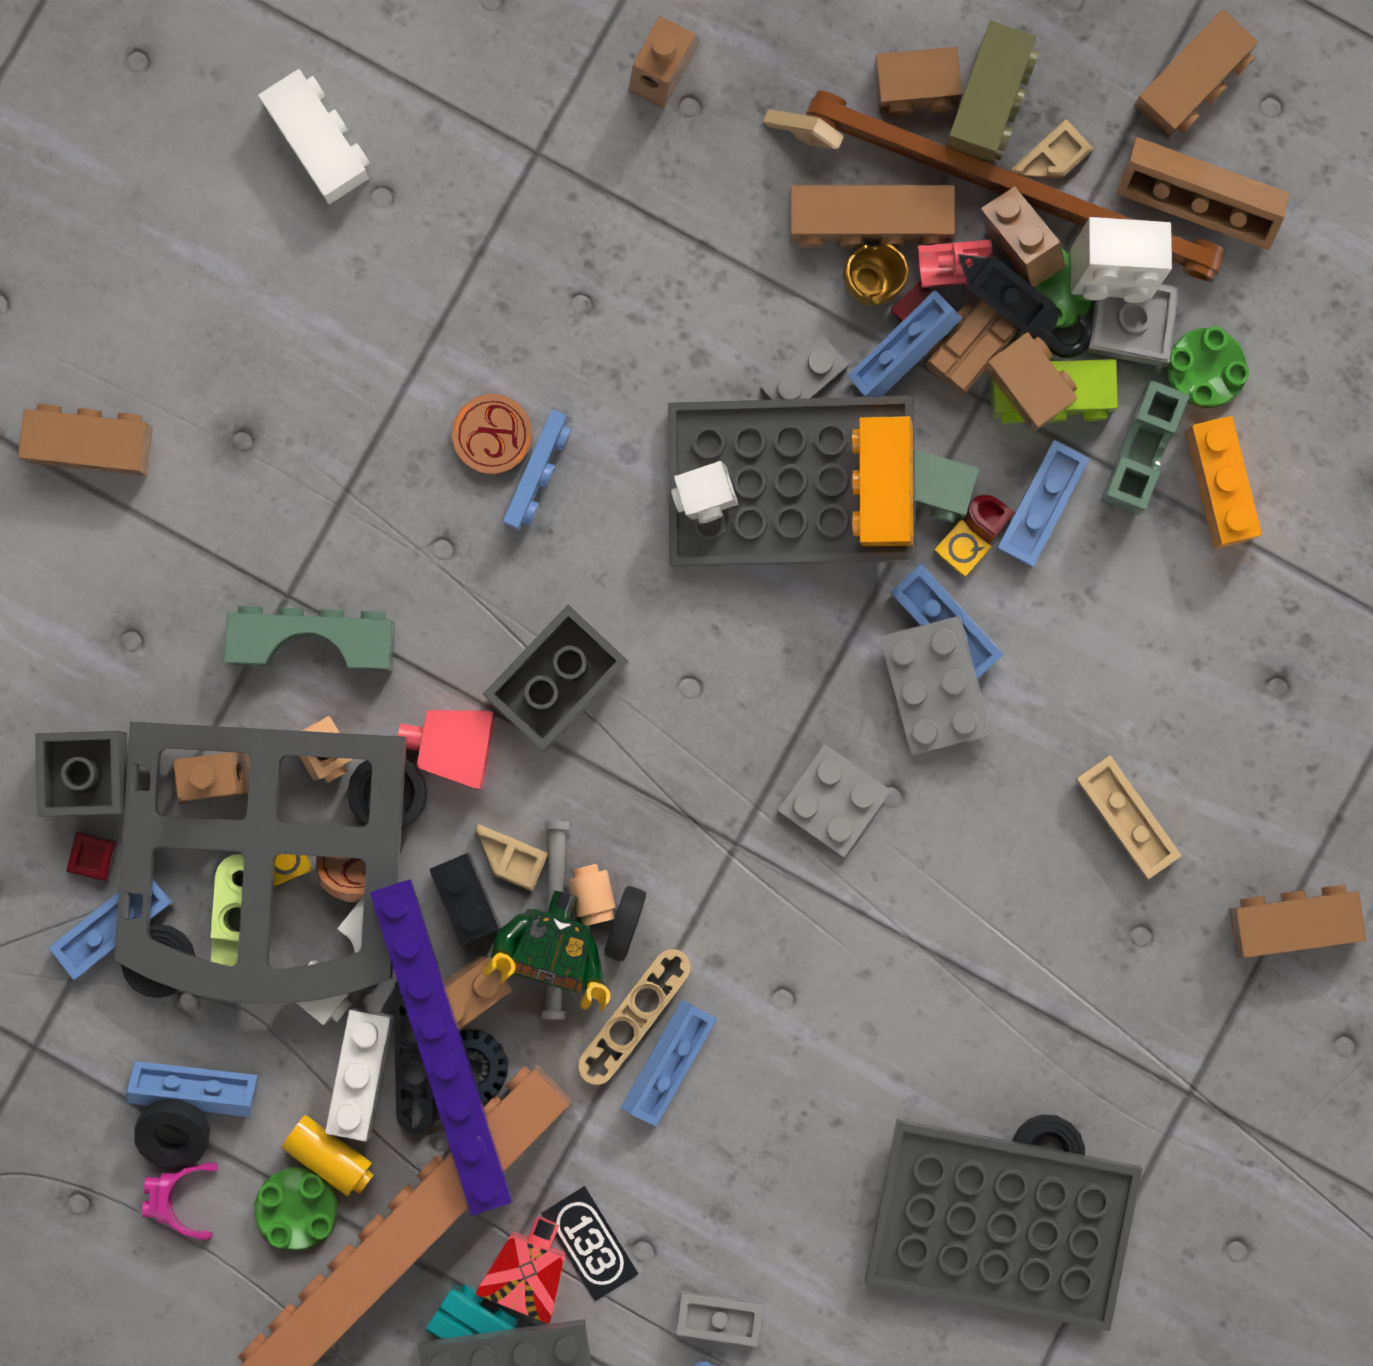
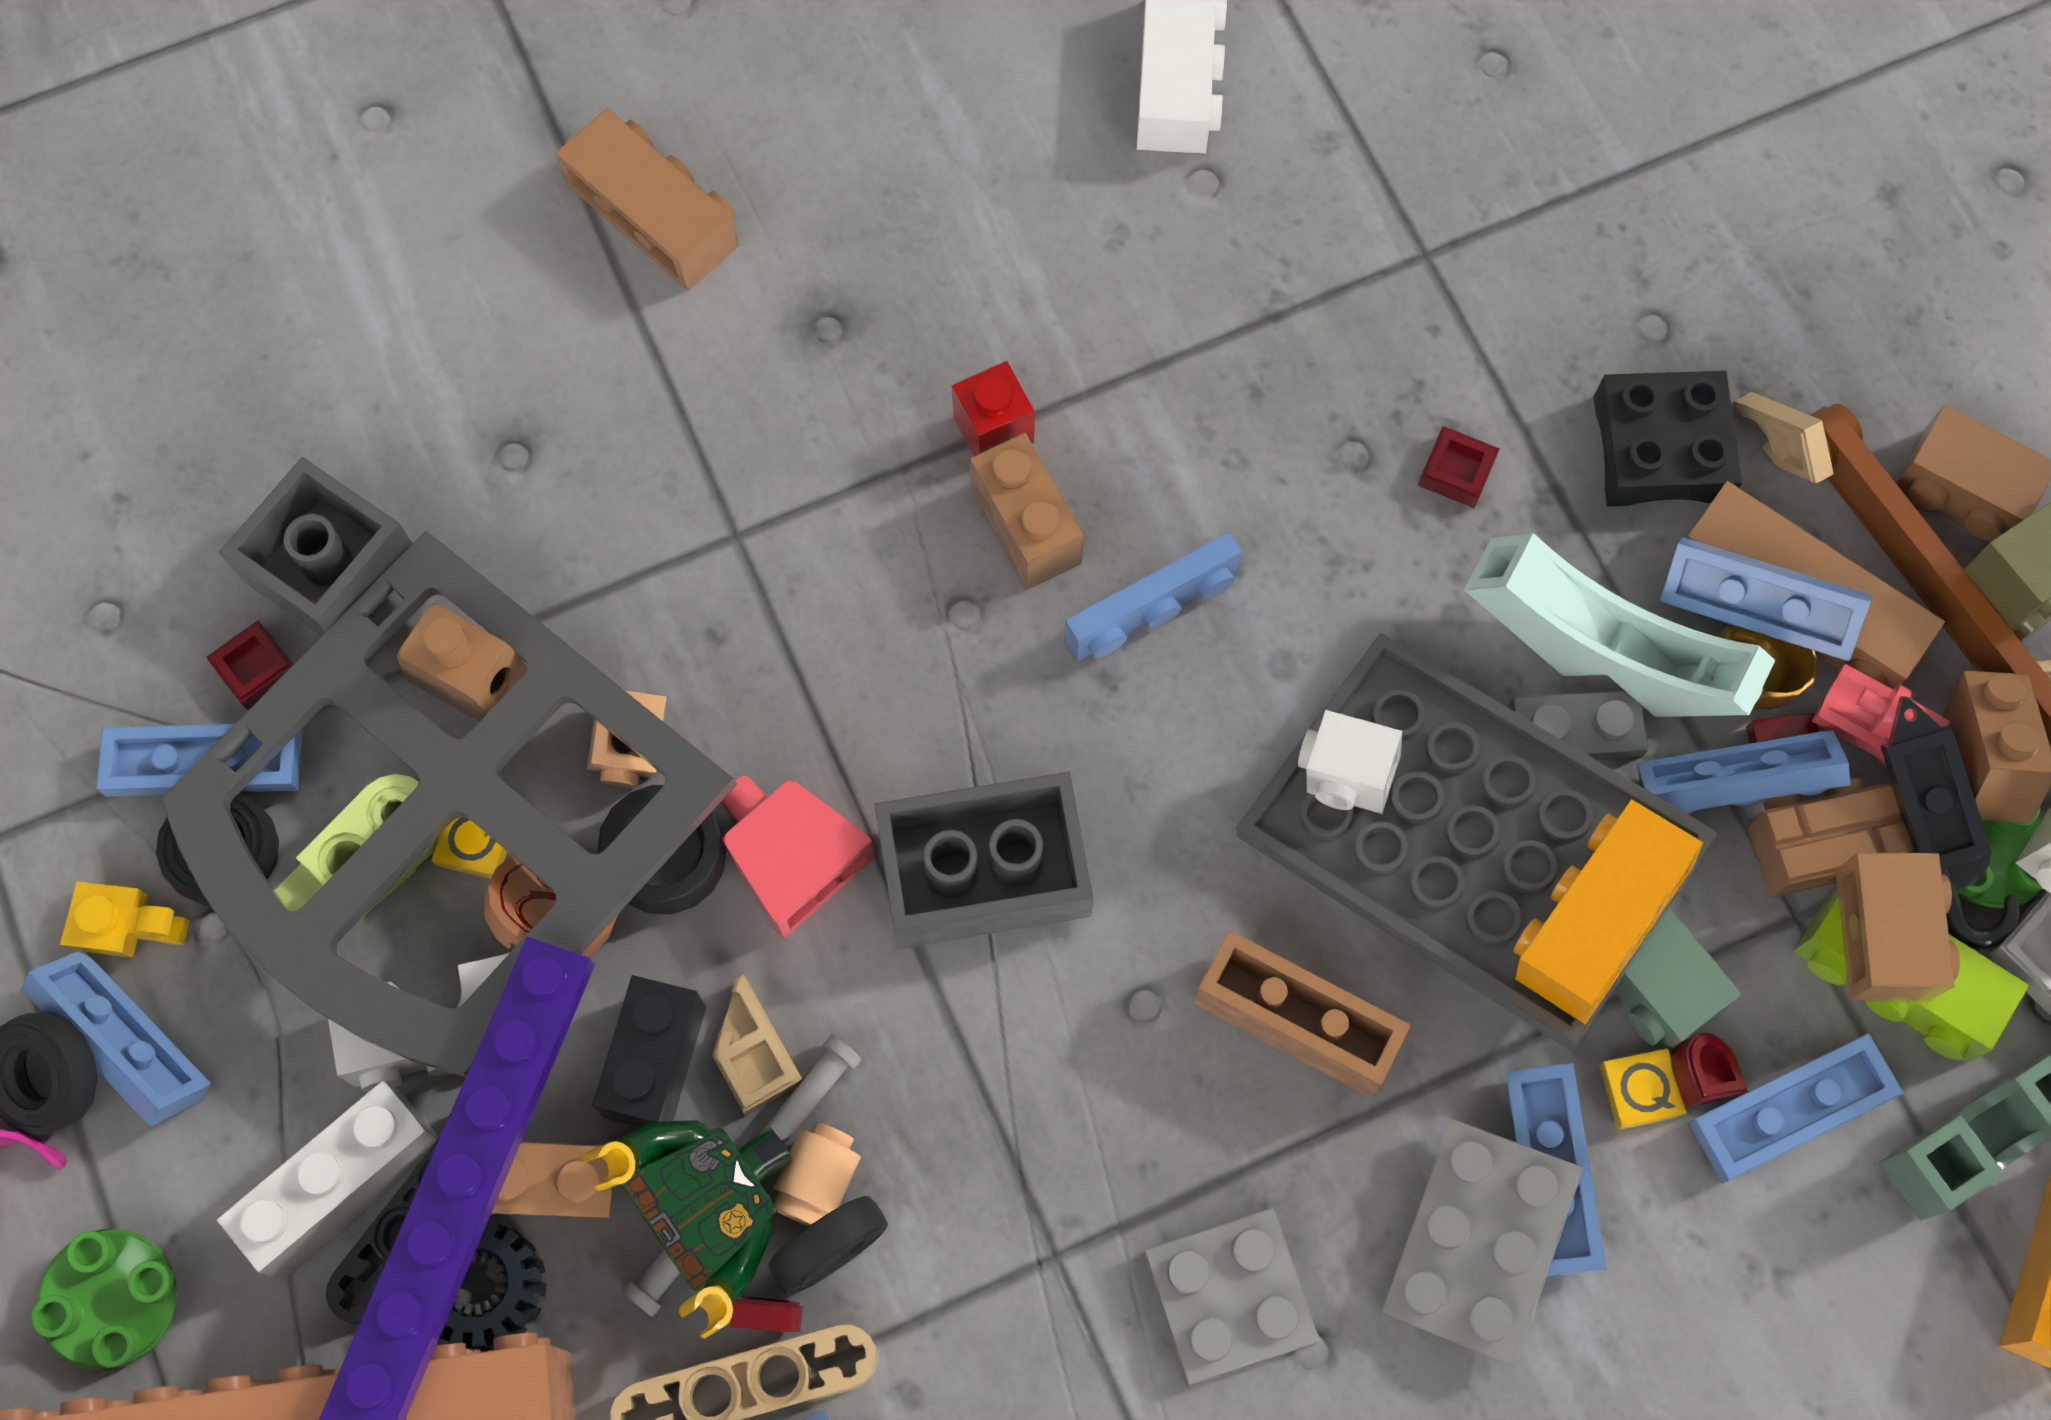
camera: 40 degrees right, 15 degrees down
(137, 1035) = (114, 918): none -> yellow plate
(258, 637) = (663, 553): sand green arch -> none
(328, 1157) = (202, 1261): yellow brick -> none
(374, 429) = (992, 408): none -> red brick
(434, 472) = (1026, 511): none -> medium nougat brick
(492, 434) = (1132, 521): nougat tile -> none
(621, 975) = (766, 1314): none -> dark red tile
(642, 272) = (1458, 467): none -> dark red tile
(663, 60) = (1662, 242): medium nougat torso -> none
(741, 175) = (1666, 436): none -> black brick
(770, 639) = (1301, 1014): none -> medium nougat brick
(789, 322) = (1596, 632): none -> light aqua arch
(854, 243) = (1766, 598): none -> medium blue plate

